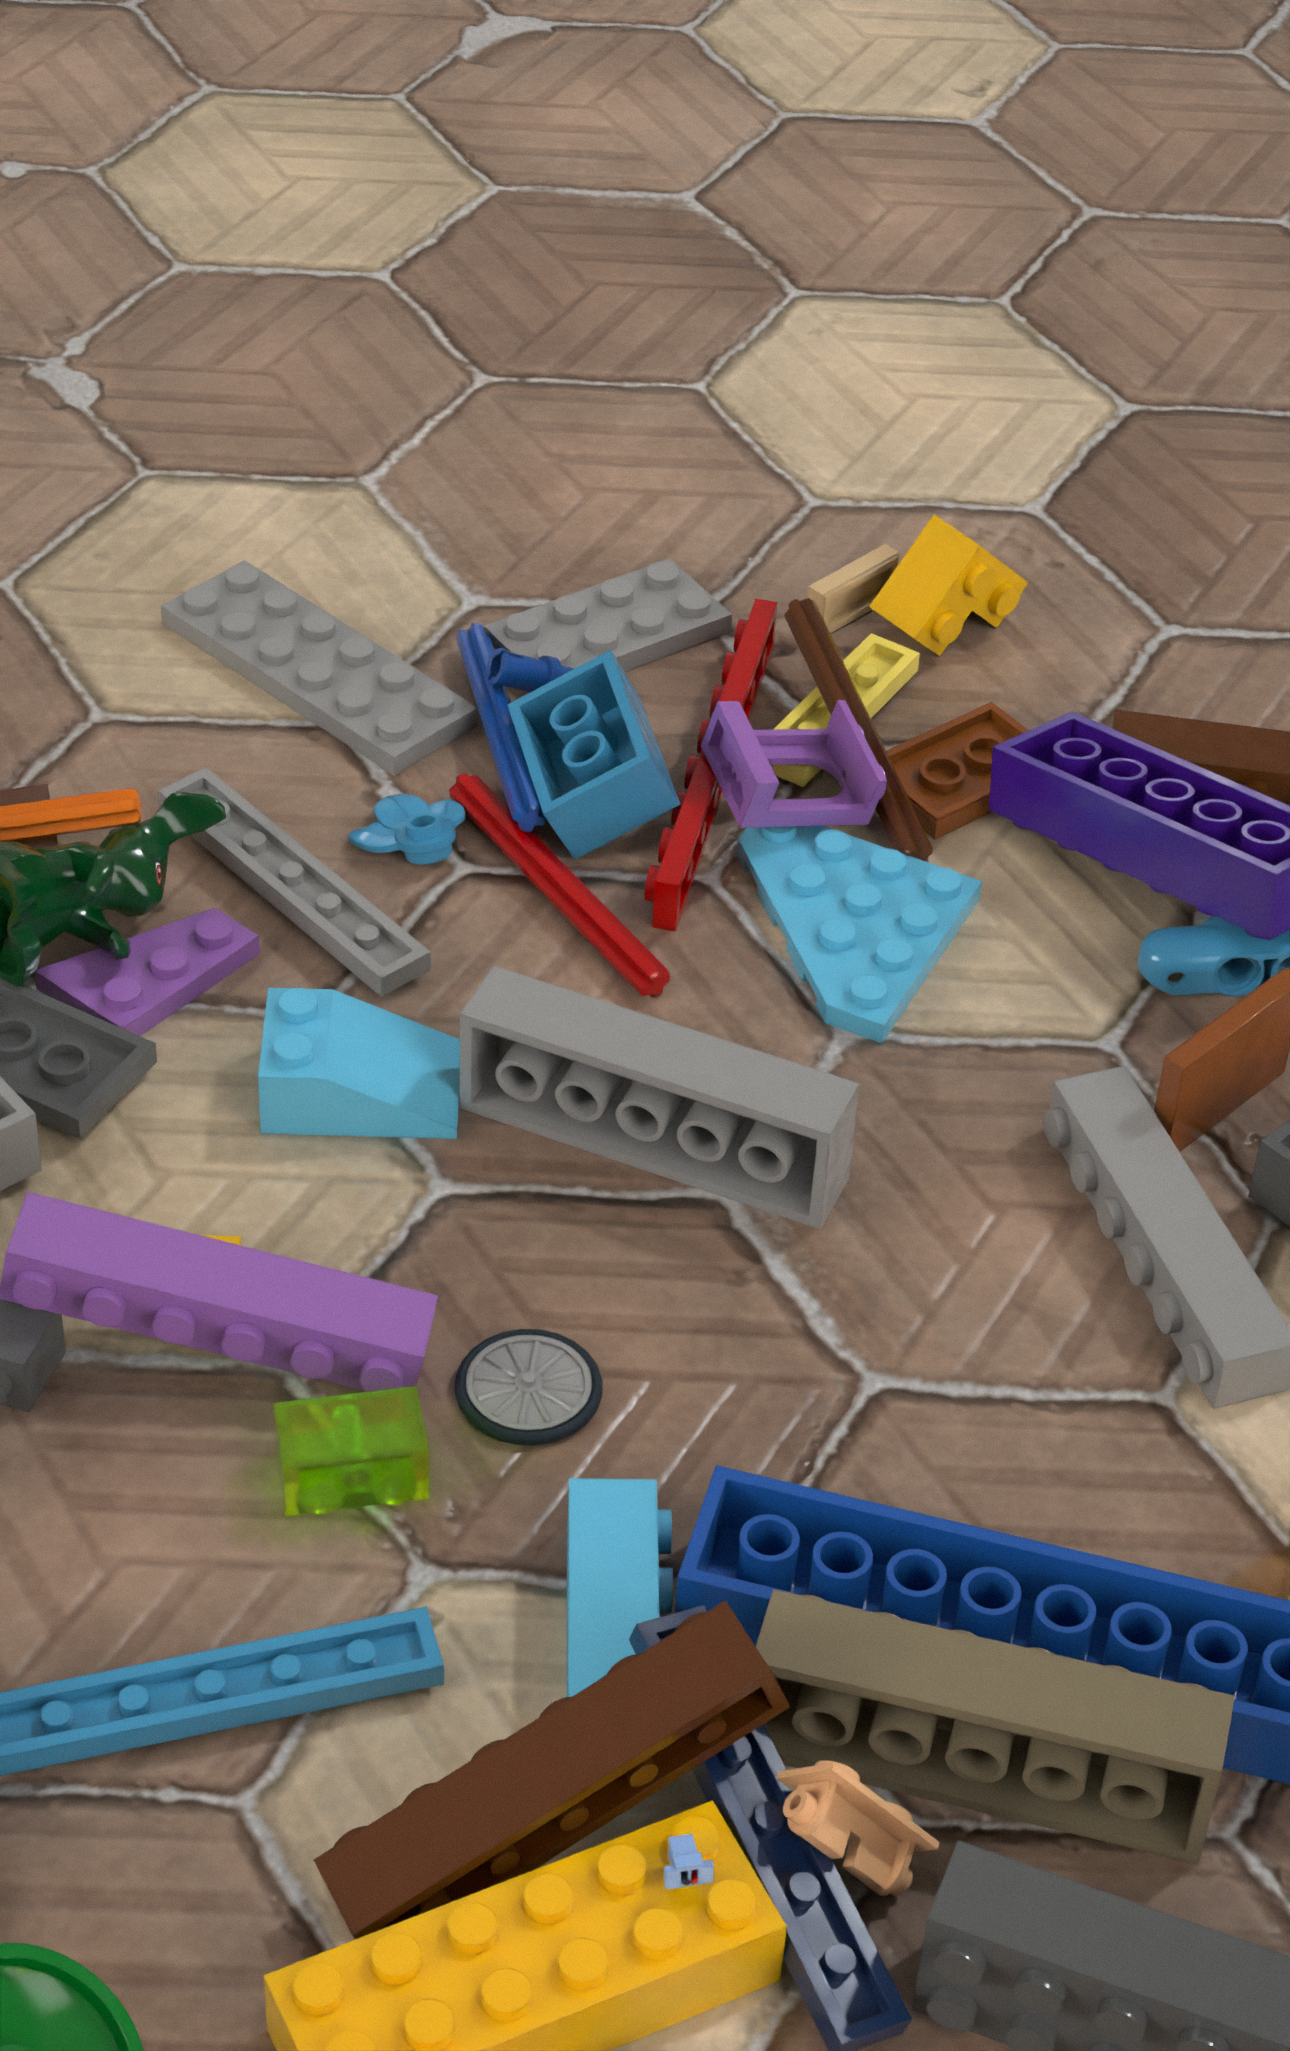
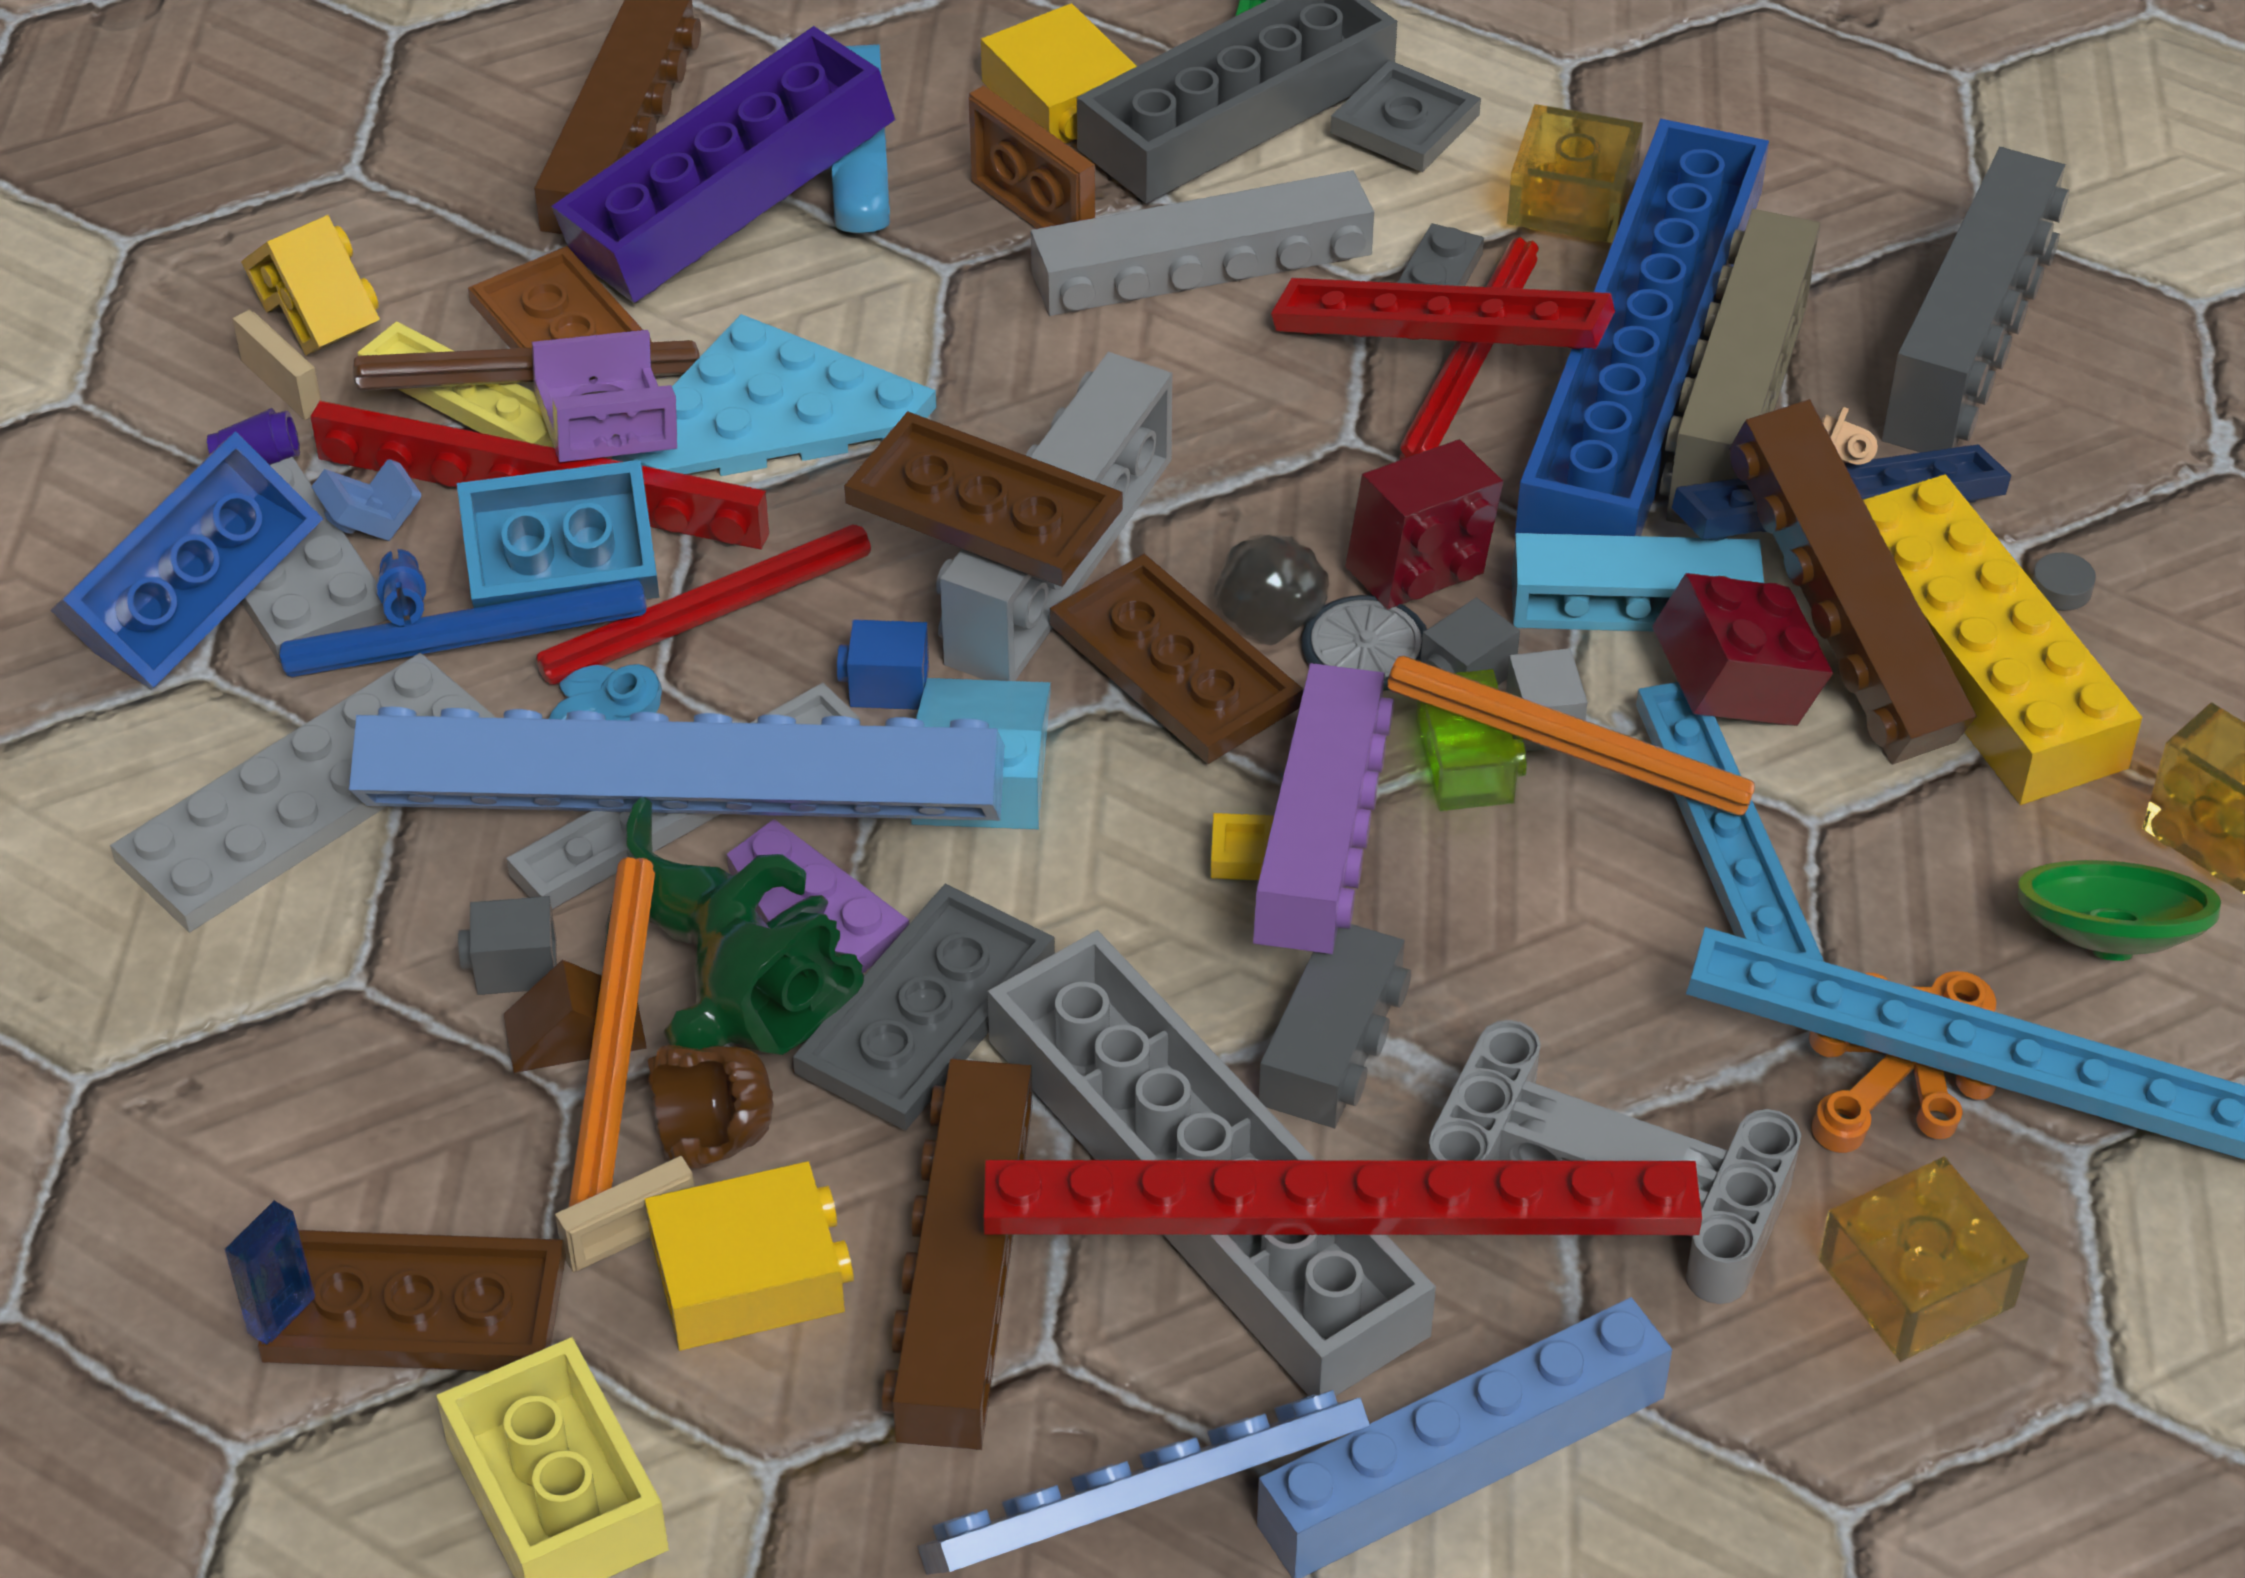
camera: 85 degrees left, 5 degrees up
(103, 764) = (509, 944): none -> dark grey brick
(267, 847) = (679, 765): none -> medium blue brick
(305, 1515) = (1571, 735): none -> orange axle
(411, 1524) = (1548, 680): none -> light grey brick
(452, 983) = (885, 664): none -> blue brick
(461, 1681) = (1741, 649): none -> dark red brick
(485, 1213) = (1176, 658): none -> reddish brown plate
(489, 1457) = (1471, 641): none -> dark grey brick
(561, 545) = (188, 563): none -> blue slope
(586, 977) = (984, 498): none -> reddish brown plate
(587, 1286) = (1271, 586): none -> clear smoke hair
(657, 1389) = (1423, 523): none -> dark red brick
(664, 653) = (371, 507): none -> medium blue bracket
(686, 1864) = (1916, 508): light blue piece -> none
(744, 585) = (268, 433): none -> dark purple cone
(1030, 1421) = (1444, 312): none -> red plate
(1036, 1486) = (1464, 360): none -> red axle
(1179, 1462) = (1444, 257): none -> dark grey plate

